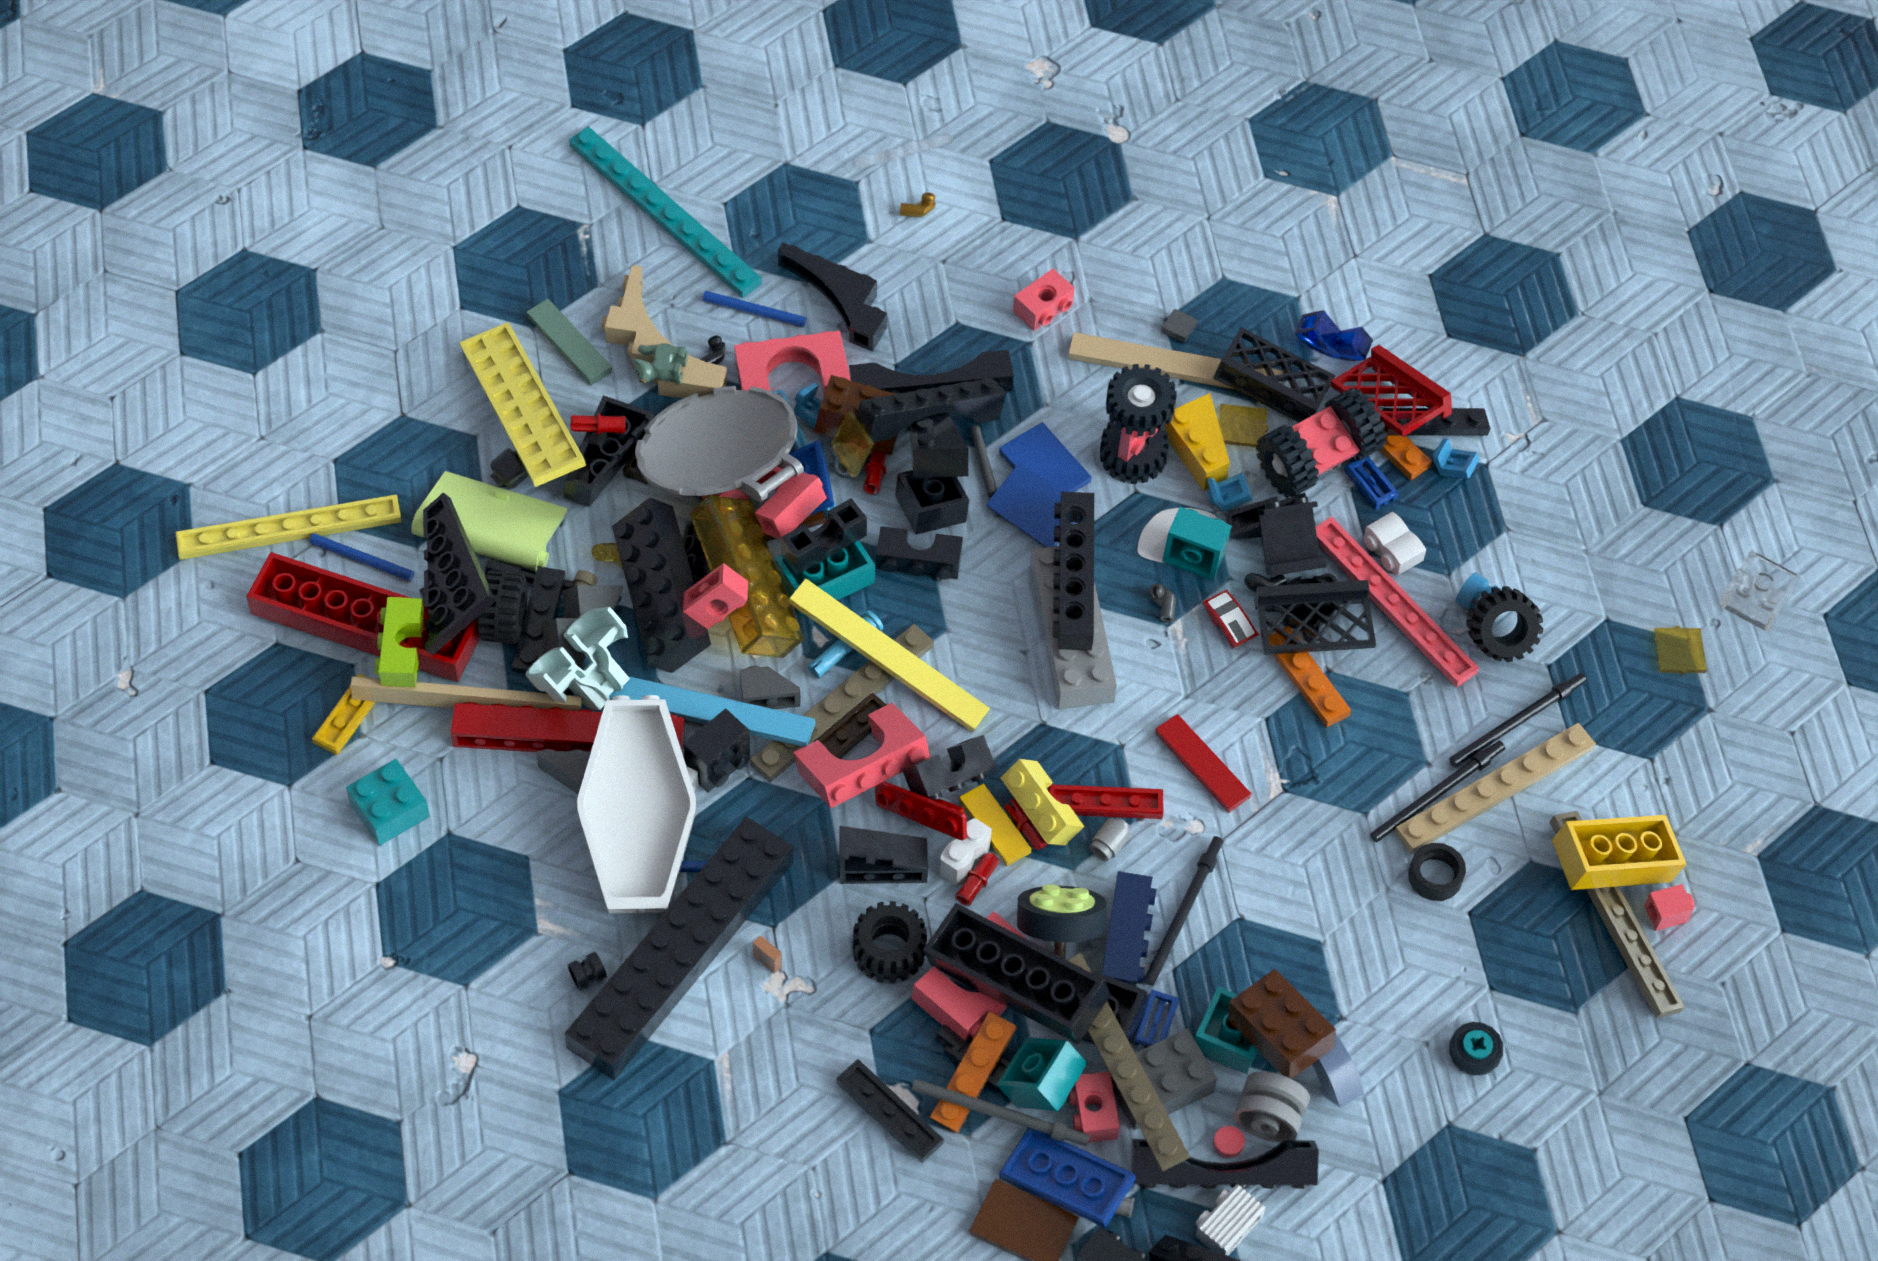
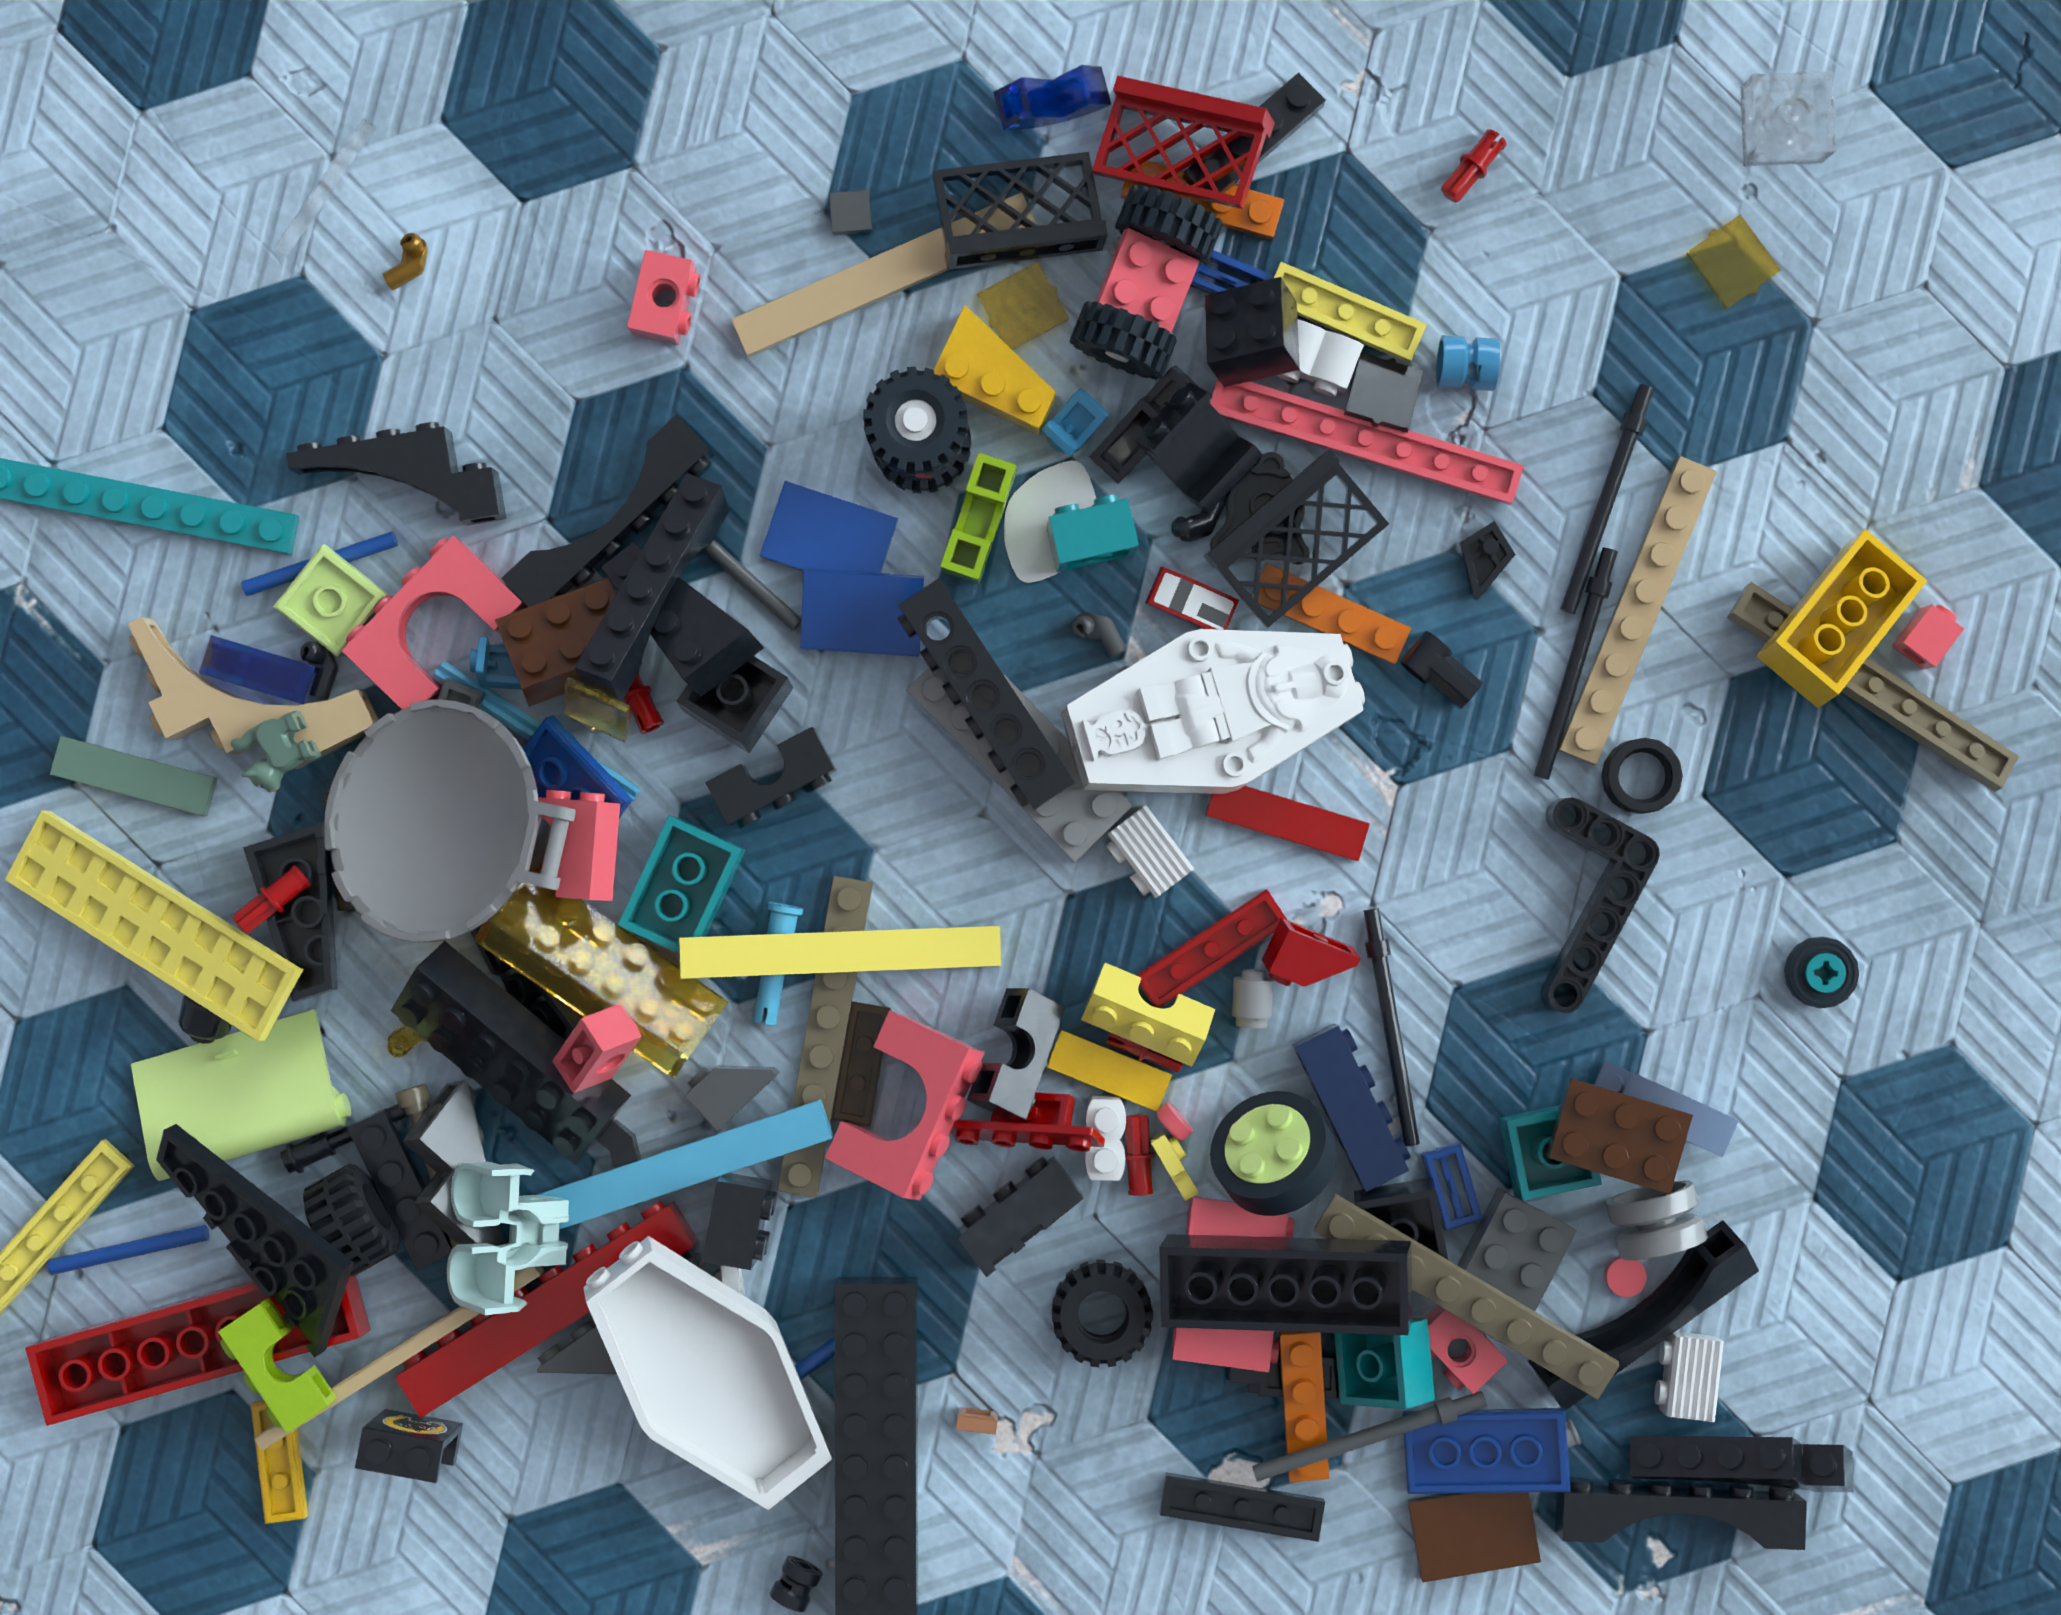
camera: 30 degrees left, 30 degrees up
(387, 801) = (415, 1545): teal brick -> none
(437, 740) = (408, 1445): none -> black panel
(680, 675) = (620, 1143): none -> black piece
(681, 328) = (257, 669): none -> clear blue brick
(745, 322) = (329, 599): none -> yellowish green tile
(842, 528) = (663, 871): black arch -> none
(997, 888) = (1170, 1154): none -> light yellow plate
(1013, 873) = (1174, 1122): none -> coral tile
(1107, 724) = (1149, 852): none -> white brick
(1122, 511) = (979, 518): none -> lime arch
(1160, 833) = (1305, 955): none -> red slope
(1201, 667) = (1211, 711): none -> white container
(1351, 735) = (1432, 663): none -> black piece
(1363, 920) = (1601, 898): none -> black beam
(1364, 500) = (1252, 332): none -> black brick
(1421, 585) = (1383, 392): none -> piece
(1422, 703) = (1485, 557): none -> black piece
(1439, 547) = (1352, 314): none -> light yellow plate
(1454, 462) = (1313, 181): dark azure bracket -> none
(1519, 639) = (1526, 393): black tyre -> none
(1554, 509) = (1473, 166): none -> red axle

